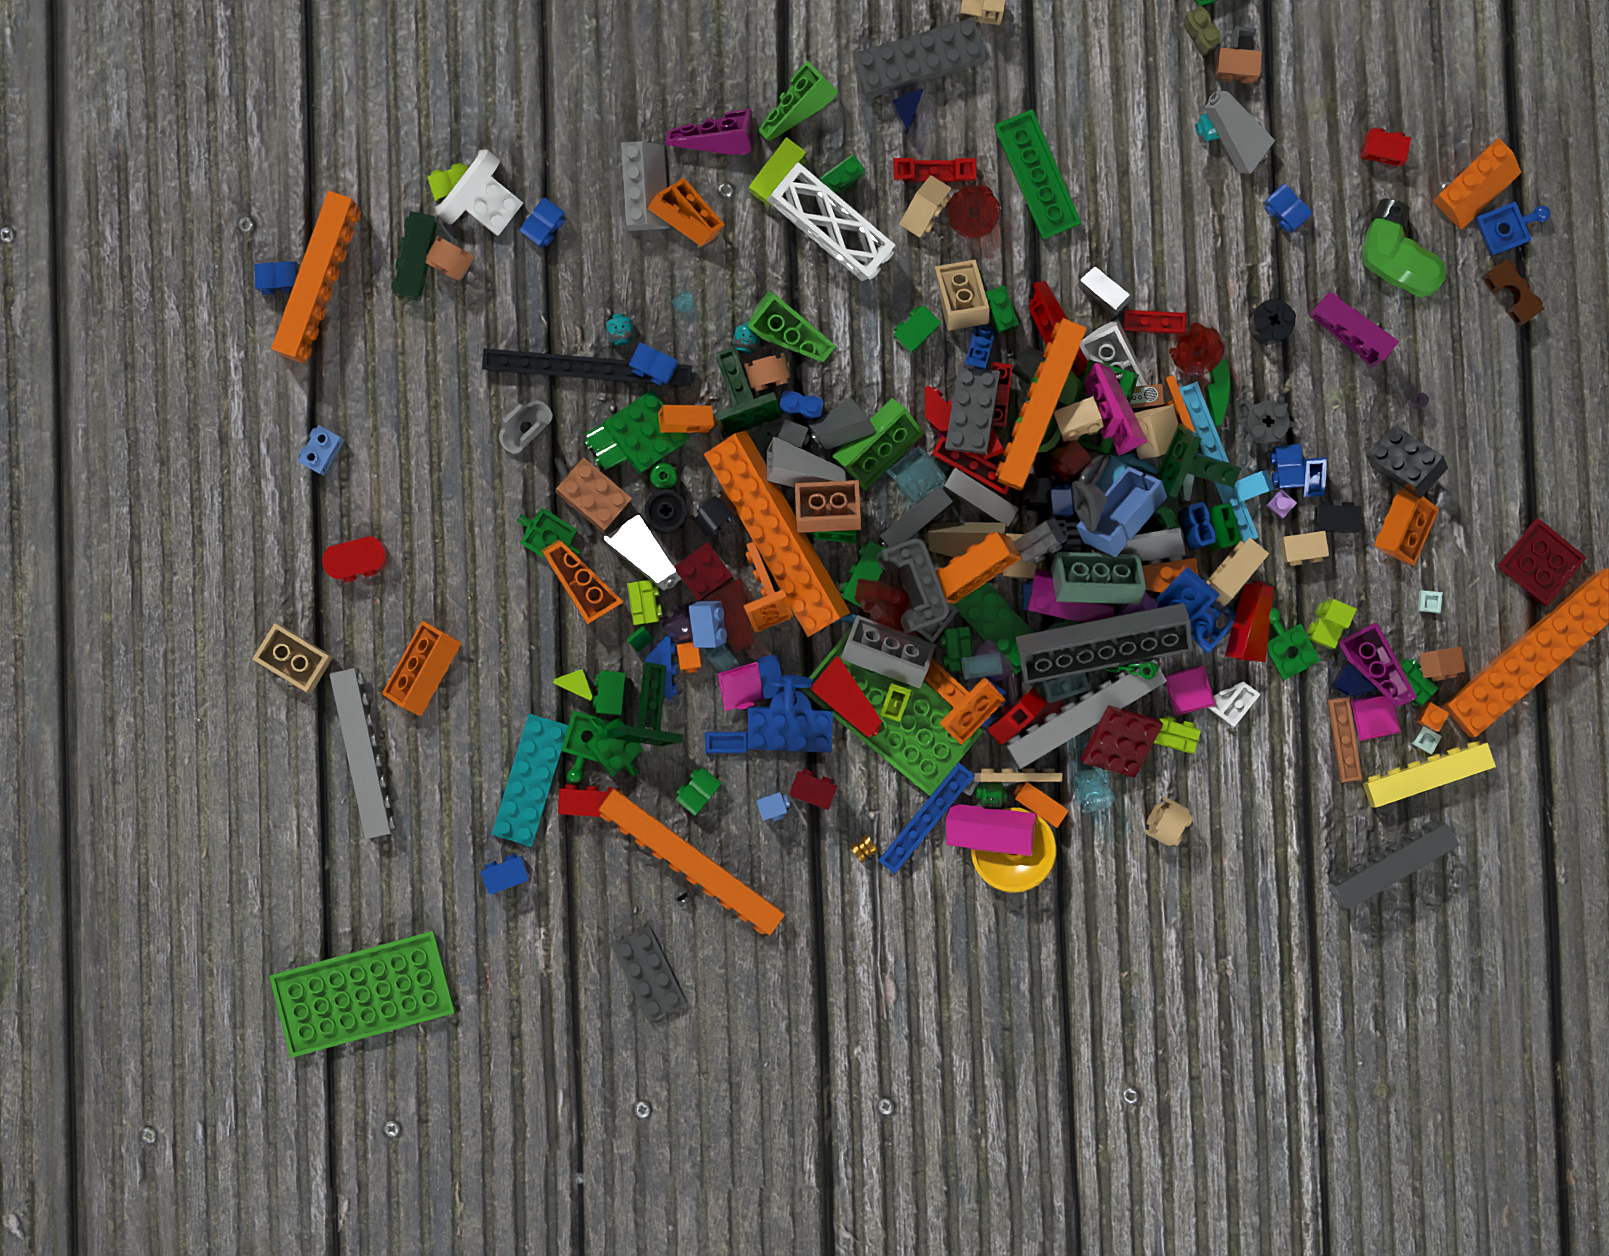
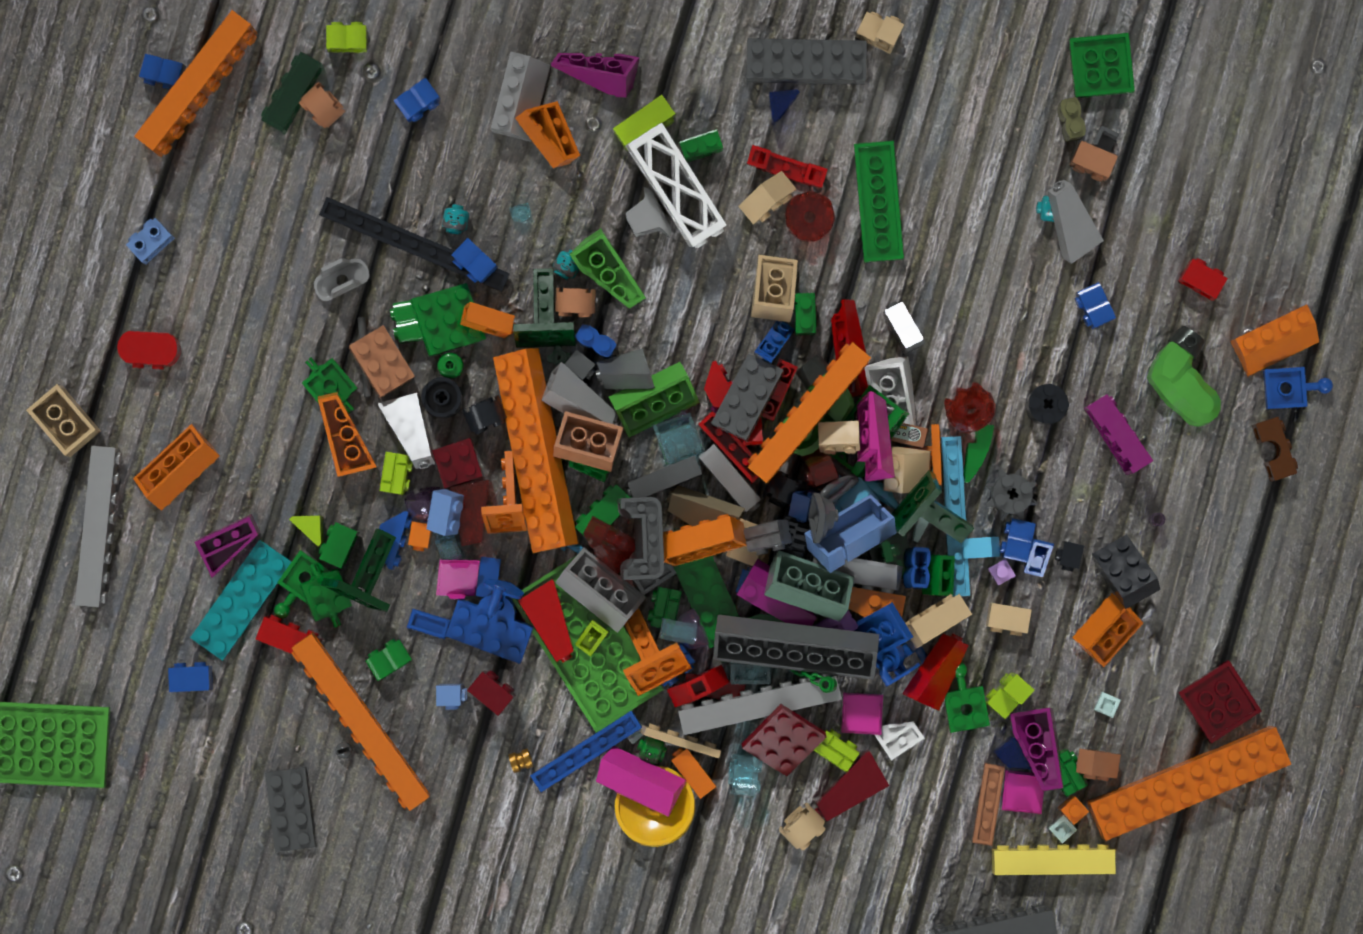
camera: 15 degrees right, 0 degrees up
(480, 196) = (369, 58): white piece -> none
(496, 727) = (225, 543): none -> magenta wedge
(640, 639) = (381, 505): green slope -> none
(806, 96) = (691, 63): bright green wedge -> none
(812, 264) = (648, 217): none -> light grey piece
(916, 328) = (722, 306): green brick -> none
(1154, 322) = (941, 369): red tile -> none
(1204, 767) = (852, 788): none -> dark red slope
(1337, 518) = (1047, 601): black brick -> none
(1344, 465) = (1069, 556): none -> black brick

